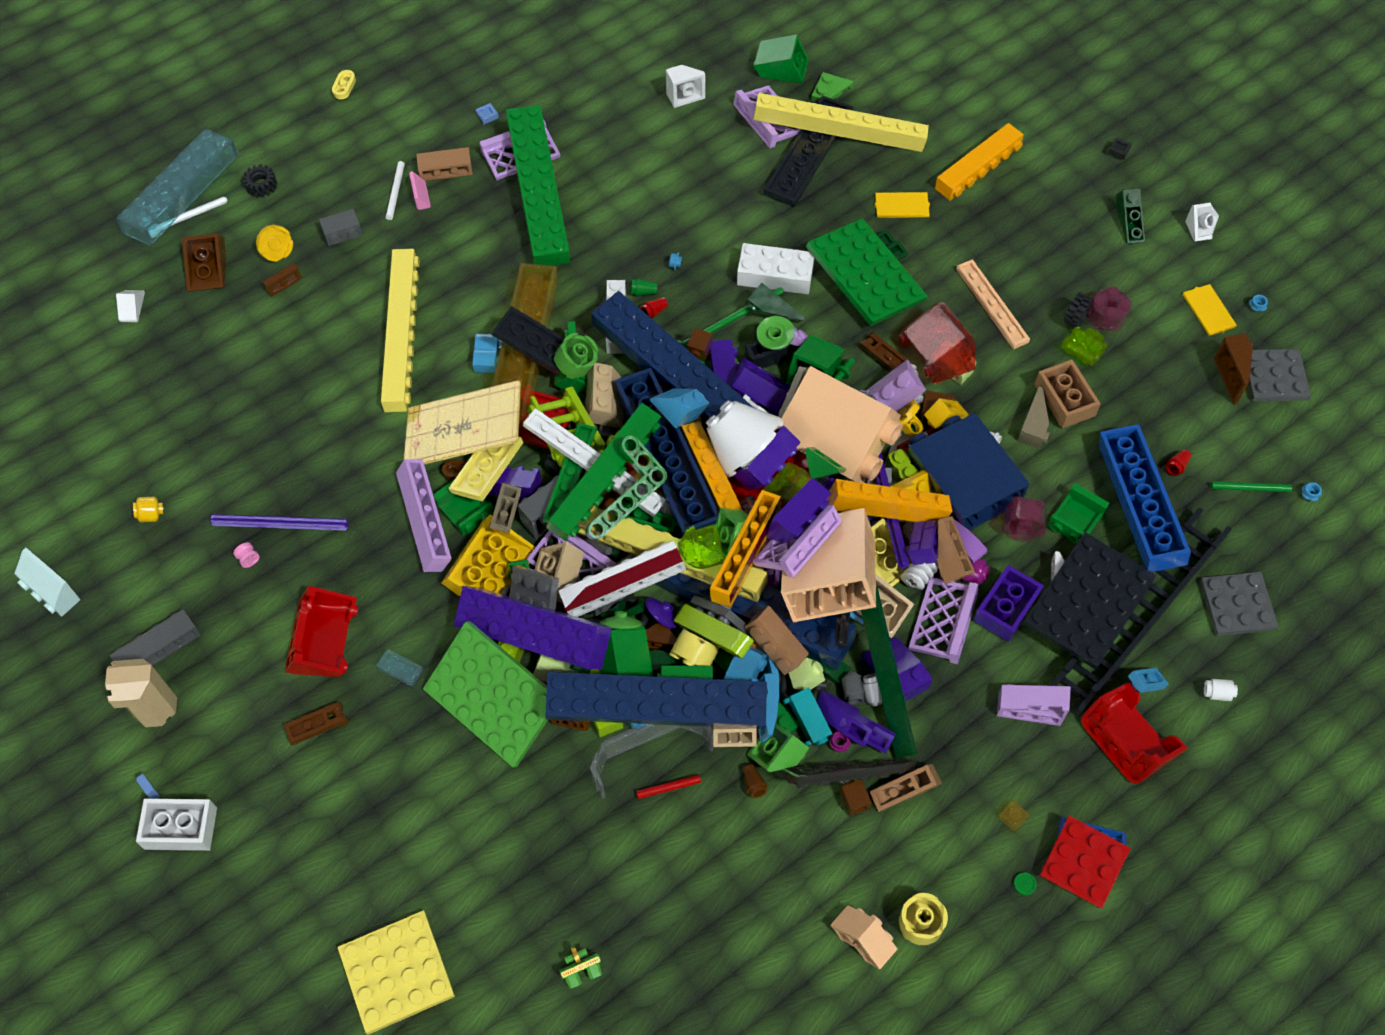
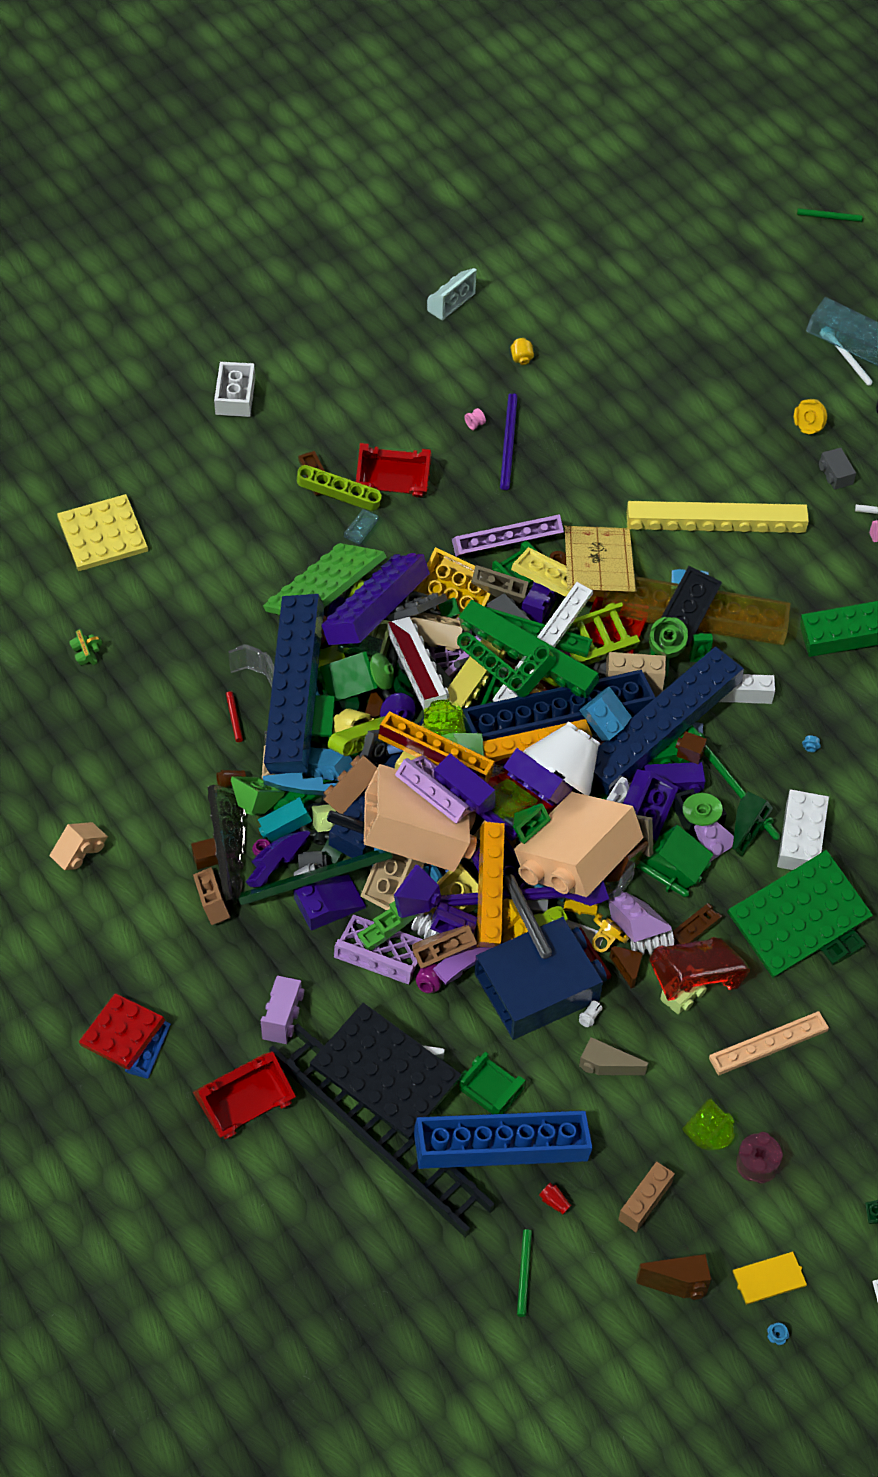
camera: 90 degrees right, 5 degrees down
(129, 305) = (741, 323): white slope -> none
(141, 691) = (341, 350): tan brick -> none
(148, 788) = (269, 372): medium blue tile -> none
(159, 641) = (394, 366): dark grey brick -> none
(204, 261) = (789, 370): reddish brown slope -> none
(282, 280) = (771, 427): reddish brown plate -> none
(343, 698) = (332, 481): none -> lime beam
(642, 287) = (775, 713): green cone -> none
(654, 307) = (749, 722): red cone -> none
(914, 564) = (416, 893): none -> dark purple slope
(922, 597) = (383, 928): none -> bright green slope
(923, 470) = (527, 916): none -> dark grey axle
(934, 915) = (86, 891): light yellow brick -> none
(942, 411) = (616, 970): yellow slope -> none
(1008, 603) = (390, 998): dark purple brick -> none
(1013, 816) = (175, 983): clear yellow plate -> none
(1025, 519) = (484, 1027): clear pink brick -> none
(1025, 884) = (111, 985): green piece -> none
(1067, 394) = (640, 1092): medium nougat brick -> none
(1078, 310) = (753, 1119): black tyre -> none
(1148, 680) = (296, 1115): dark azure plate -> none
(1163, 391) = (646, 1196): none -> medium nougat brick
(1220, 689) = (283, 1187): white brick -> none
(1238, 604) = (381, 1229): dark grey plate -> none
(1278, 376) = (675, 1333): dark grey plate -> none
(1314, 488) = (514, 1329): dark azure plate -> none

